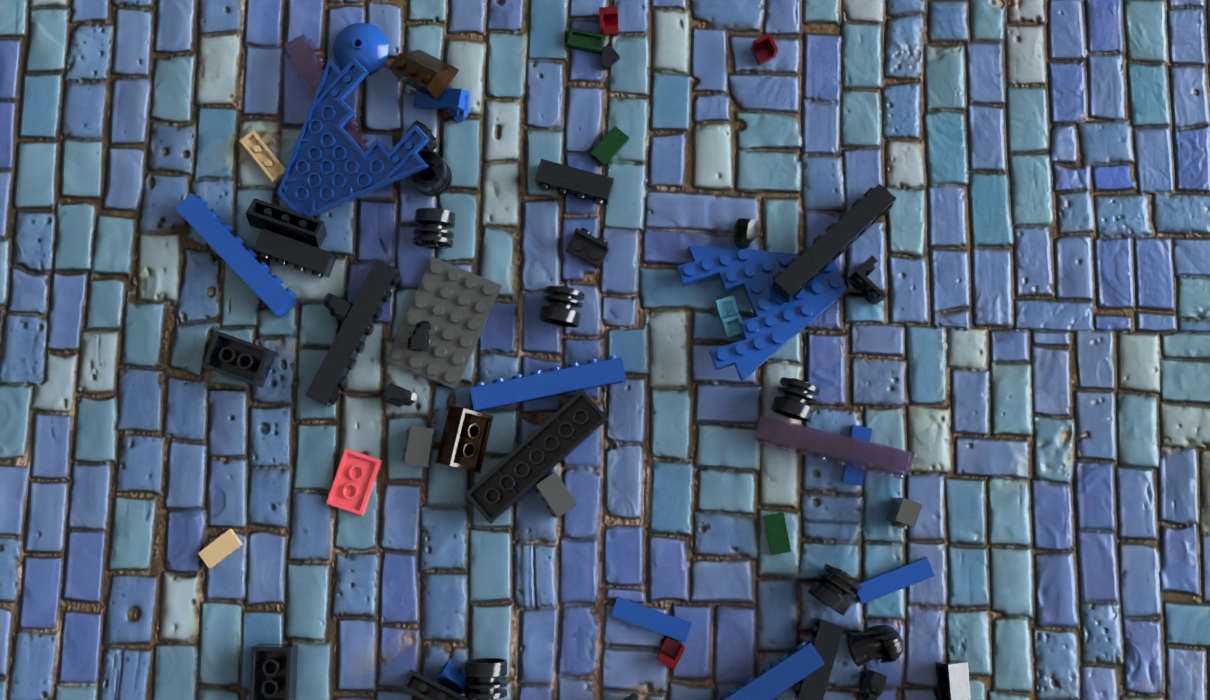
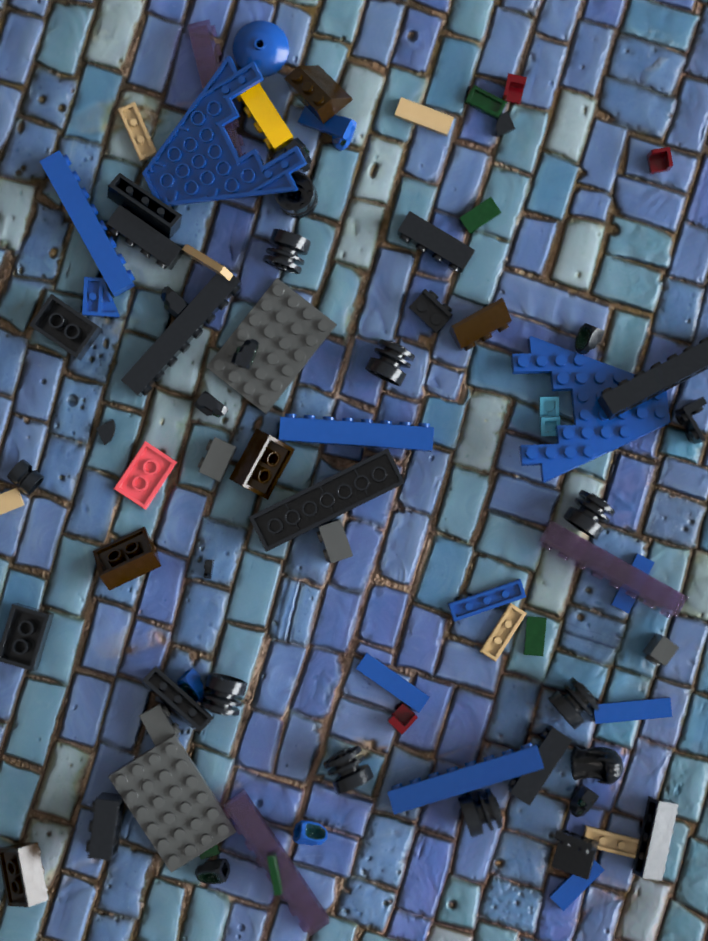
camera: 15 degrees right, 5 degrees up
(237, 517) = (25, 477): none -> black wheel
(264, 324) = (97, 299): none -> blue wing
(305, 449) = (107, 431): none -> black tile
(355, 569) = (126, 558): none -> dark brown slope
(360, 259) = (207, 261): none -> tan tile
(382, 110) = (266, 118): none -> yellow brick
(439, 555) = (209, 564): none -> black tile
(531, 69) = (424, 116): none -> tan tile
(639, 247) = (481, 325): none -> dark brown slope
(720, 511) = (486, 600): none -> blue tile
(745, 538) = (502, 632): none -> tan tile

